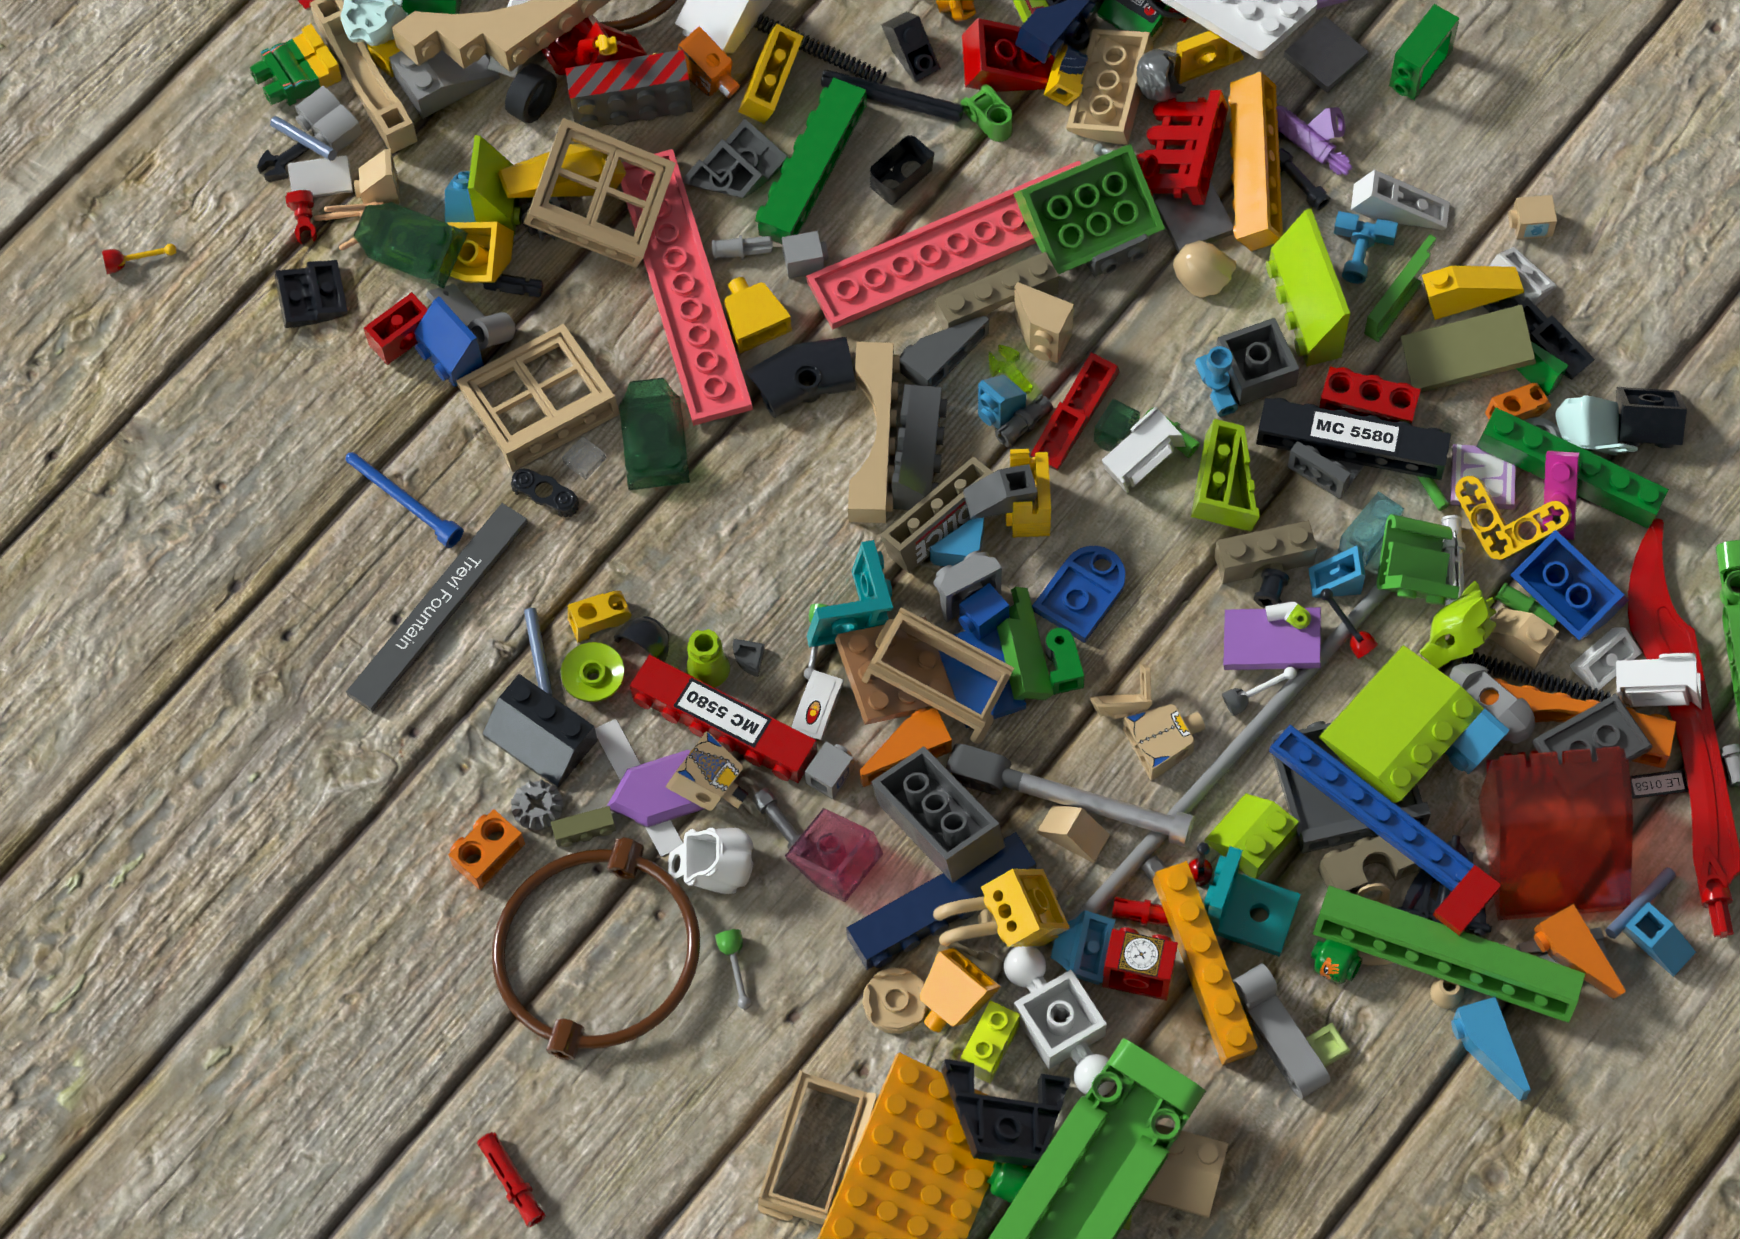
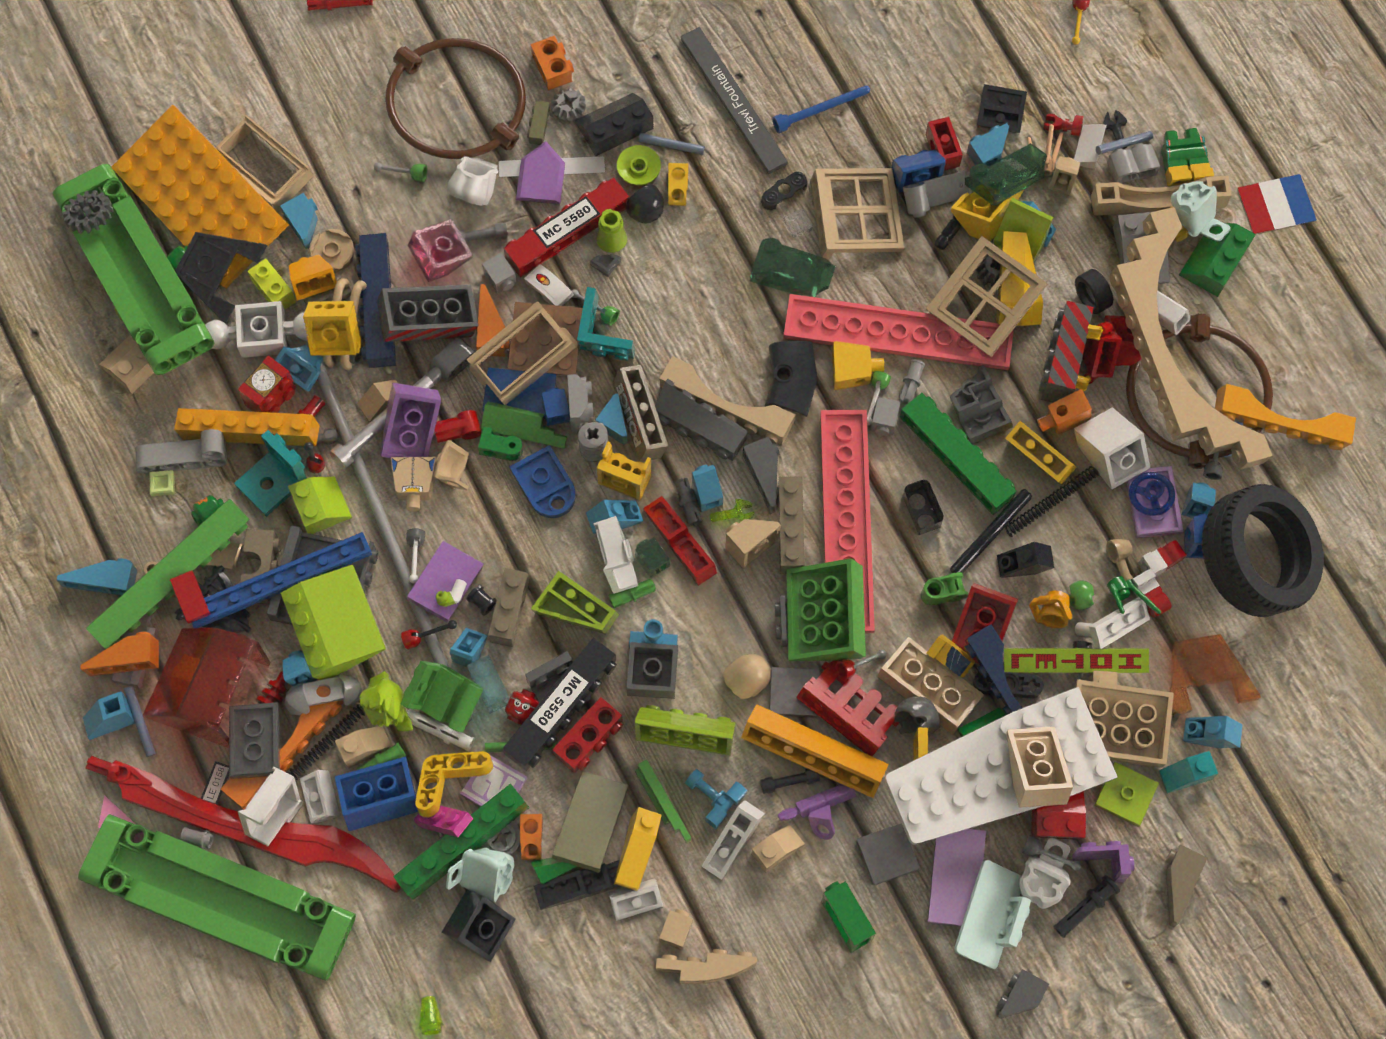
camera: 110 degrees right, 5 degrees up
(377, 280) = (988, 147): none -> dark azure slope
(708, 775) = (529, 199): torso -> none
(758, 275) = (879, 381): none -> hinge
(871, 1056) = (301, 217): none -> dark azure slope
(999, 490) = (624, 443): dark grey slope -> none
(1009, 544) = (592, 441): none -> light grey piece
(1061, 715) = (462, 426): none -> red piece
(1087, 490) = (625, 511): none -> dark azure slope
(1092, 766) = (410, 421): none -> medium lavender slope
(1374, 478) = (521, 706): none -> red head
(1387, 155) = (776, 848): none -> tan slope
(1554, 163) = (718, 966): none -> tan slope

